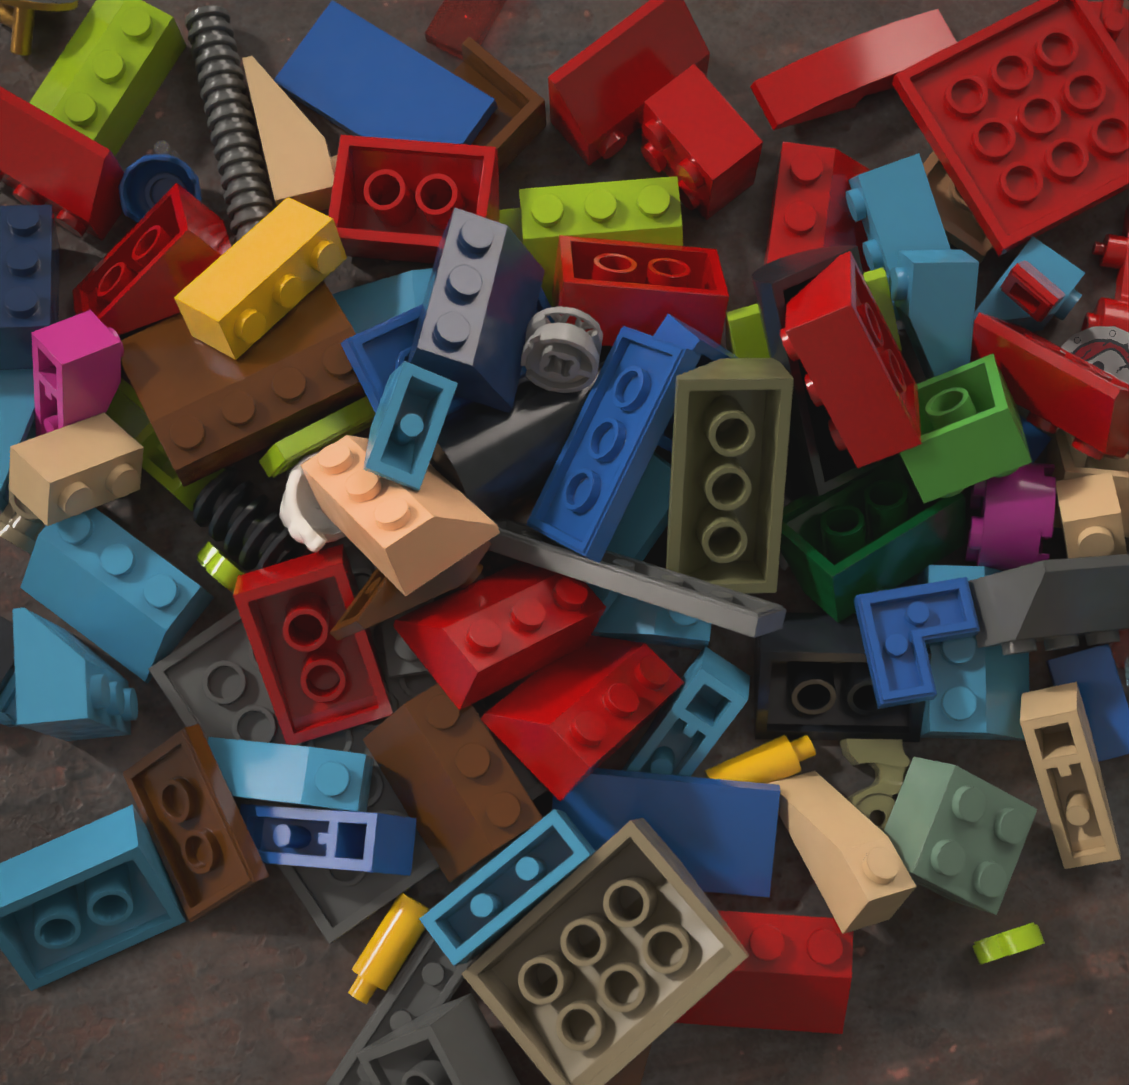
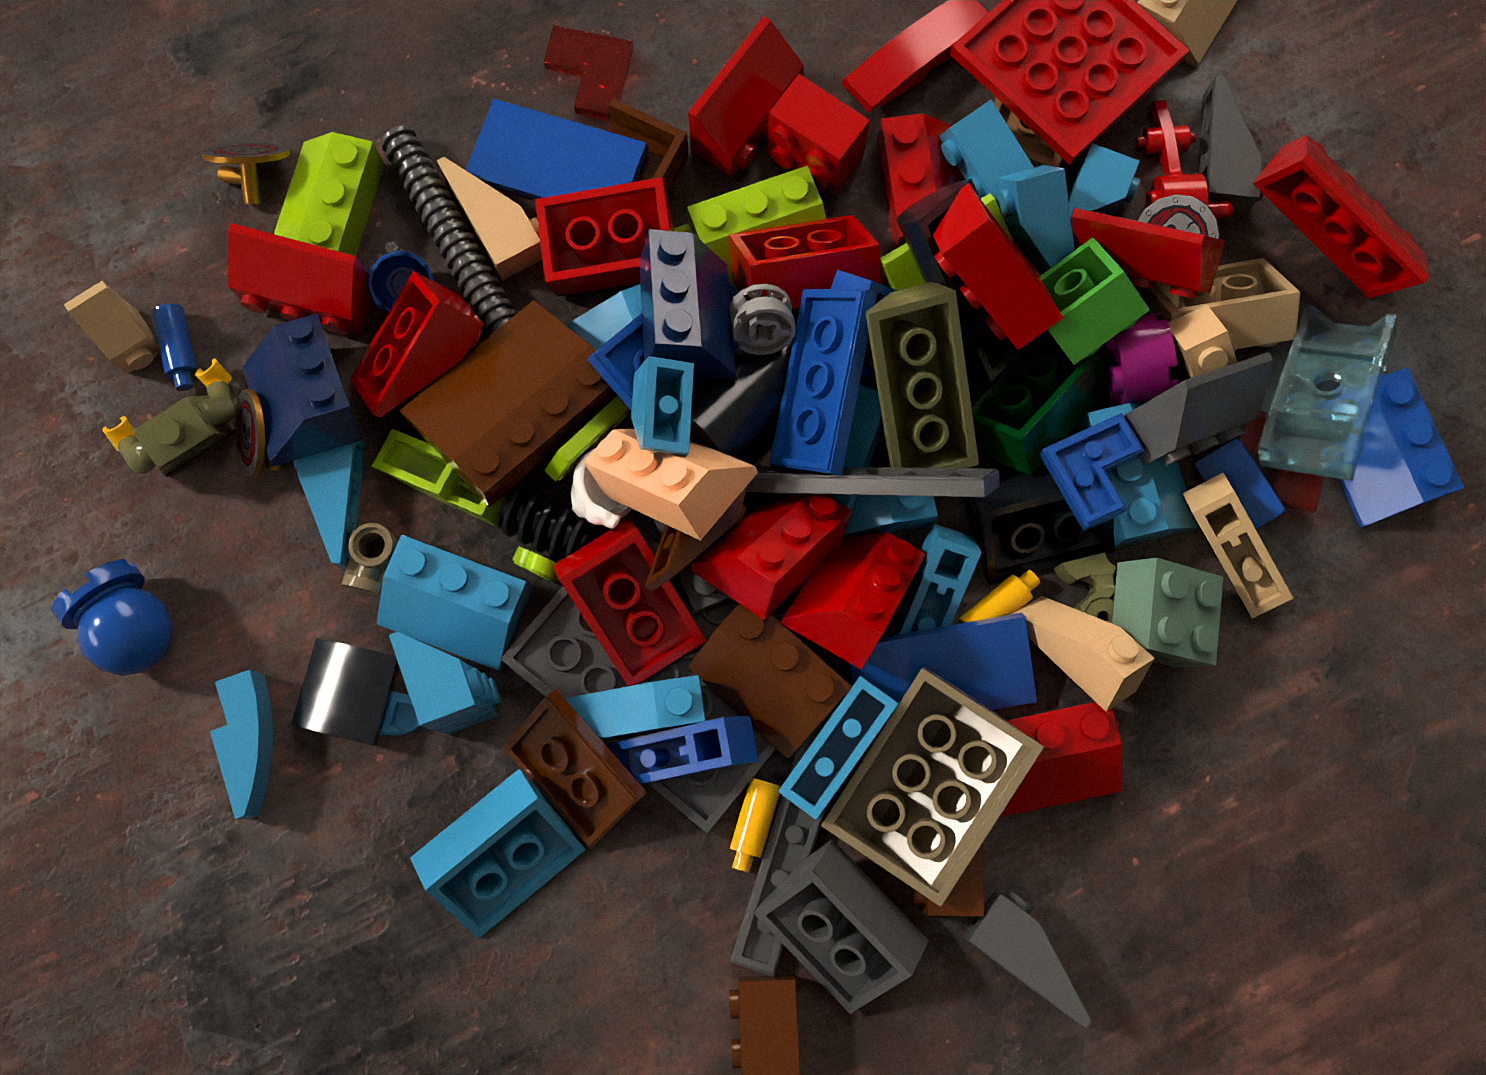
camera: 20 degrees left, 0 degrees up
(74, 370) = (378, 451): dark pink slope -> none
(75, 468) = (399, 515): tan brick -> none
(261, 277) = (506, 326): yellow brick -> none
(1008, 943) = (1228, 685): lime tile -> none
(1031, 290) = (1104, 184): red slope -> none

